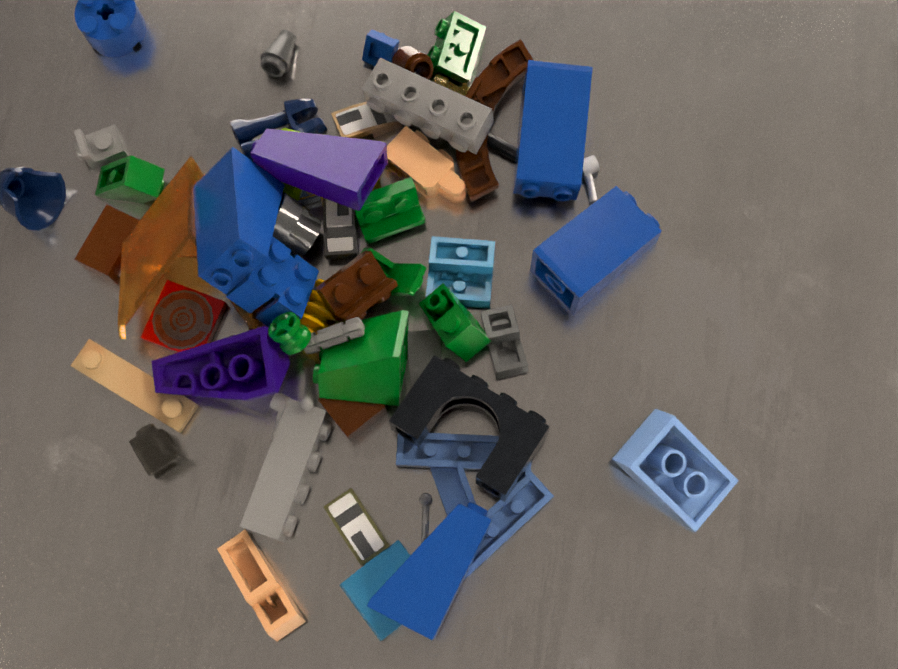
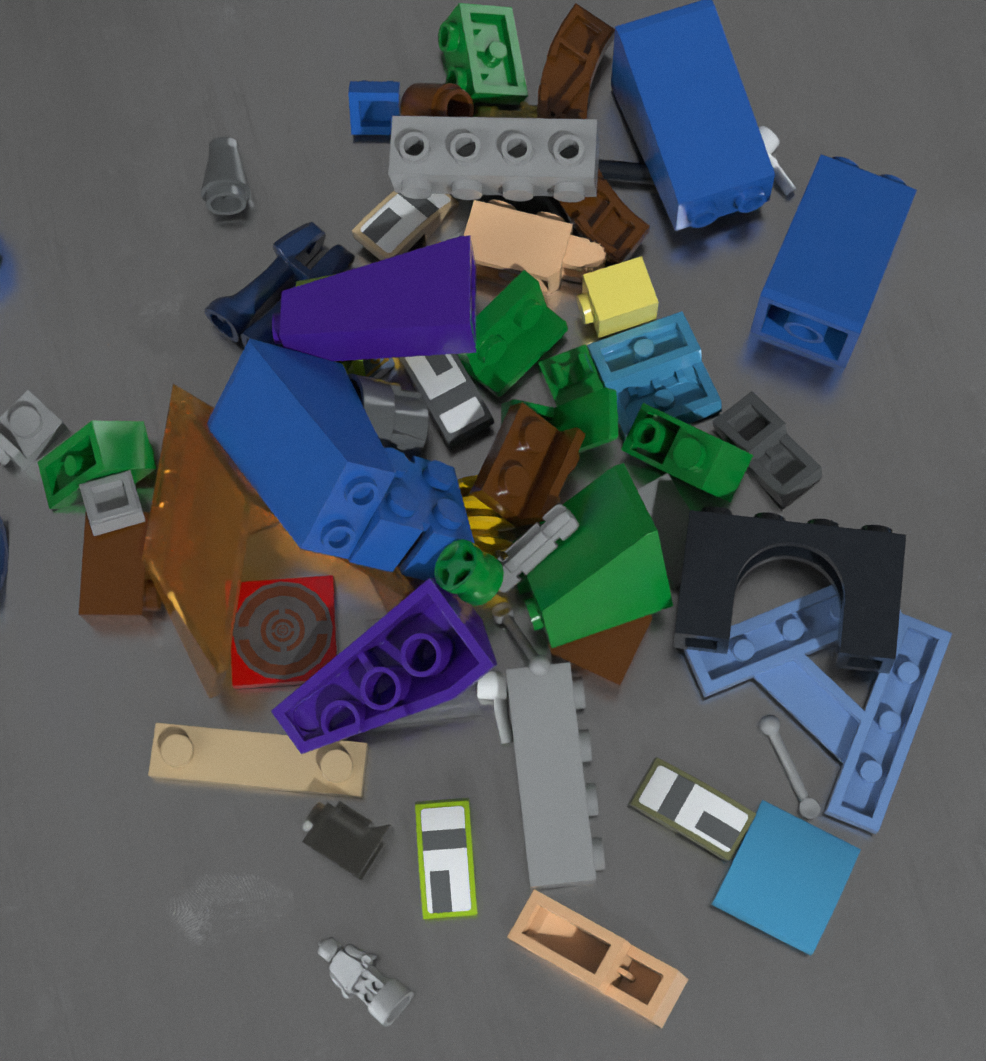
camera: 25 degrees left, 0 degrees up
(121, 206) = (112, 503): none -> light grey tile
(125, 528) = (354, 972): none -> light grey piece
(206, 487) = (445, 858): none -> slope
(414, 249) = (570, 375): none -> green tile
(432, 575) = (854, 818): blue slope -> none
(459, 216) = (618, 297): none -> light yellow brick

